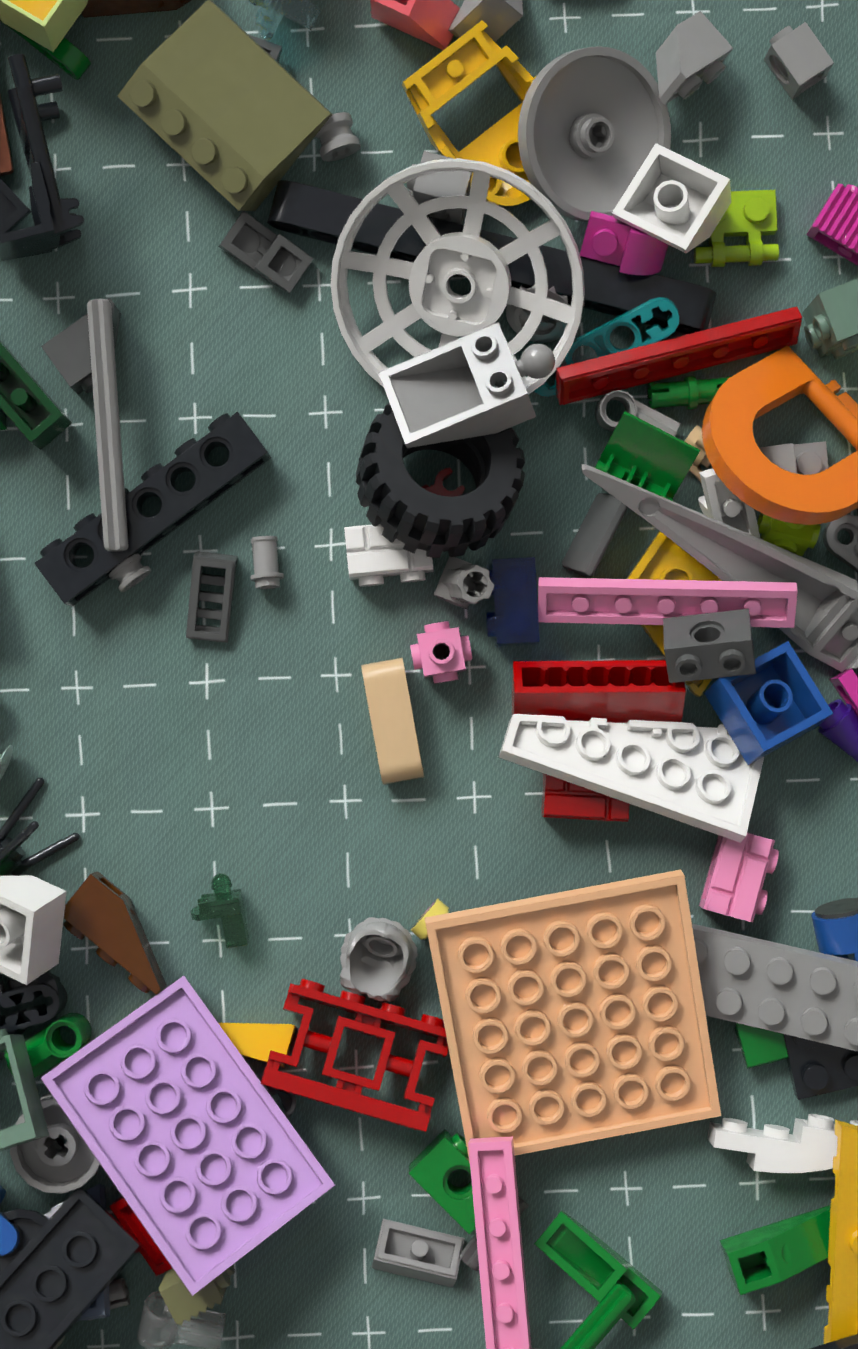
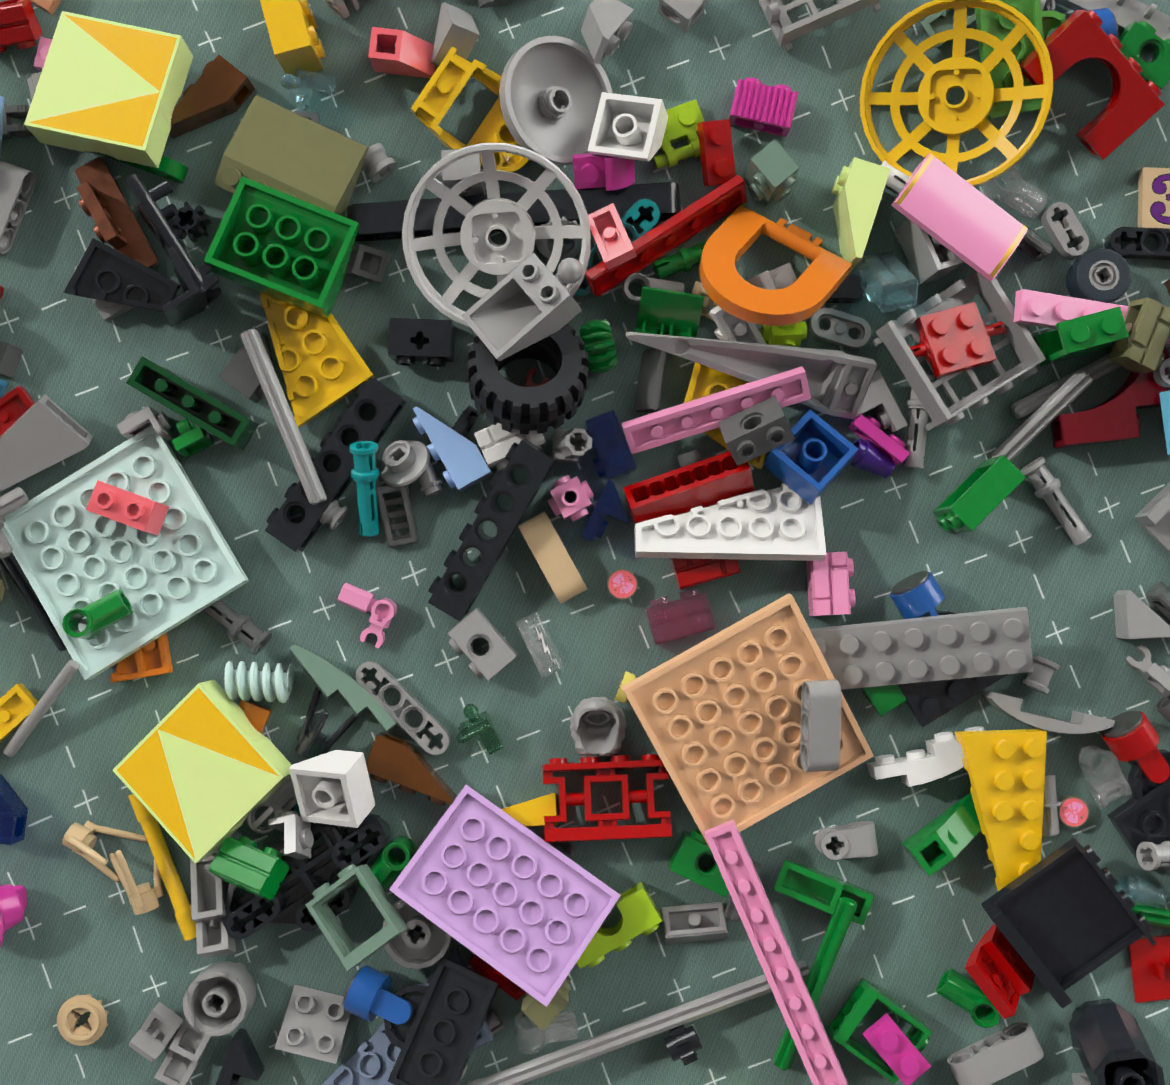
camera: 20 degrees left, 0 degrees up
(57, 785) = (334, 681): none -> sand green slope
(65, 122) = (185, 214): none -> black gear
(130, 852) = (399, 711): none -> light grey beam
(149, 717) = (381, 610): none -> bright pink bar
(171, 338) = (314, 358): none -> yellow wing
(179, 207) = (283, 247): none -> green slope
(186, 537) = (365, 475): none -> teal pin
(242, 535) = (404, 462): none -> light grey piece
(249, 735) = (458, 601): none -> black brick
(267, 777) = (499, 651): none -> light grey brick
(301, 367) = (407, 332): none -> black brick
(316, 549) = (459, 455): none -> light blue slope
(338, 827) = (540, 644): none -> clear slope
(340, 507) = (466, 421): none -> black tile
(349, 1220) = (637, 917): none -> lime arch
(470, 785) = (622, 584): none -> tile
(488, 677) = (609, 505): none -> clear blue slope
(530, 852) = (679, 617): none -> clear pink brick
(543, 468) = (599, 346): none -> green gear
(605, 334) = (611, 236): none -> coral slope
(612, 651) = (690, 457): none -> dark grey hinge
(658, 1216) = (853, 840): none -> light grey piece
(664, 1053) = (820, 725): none -> light grey beam
(778, 267) = (716, 151): none -> red plate

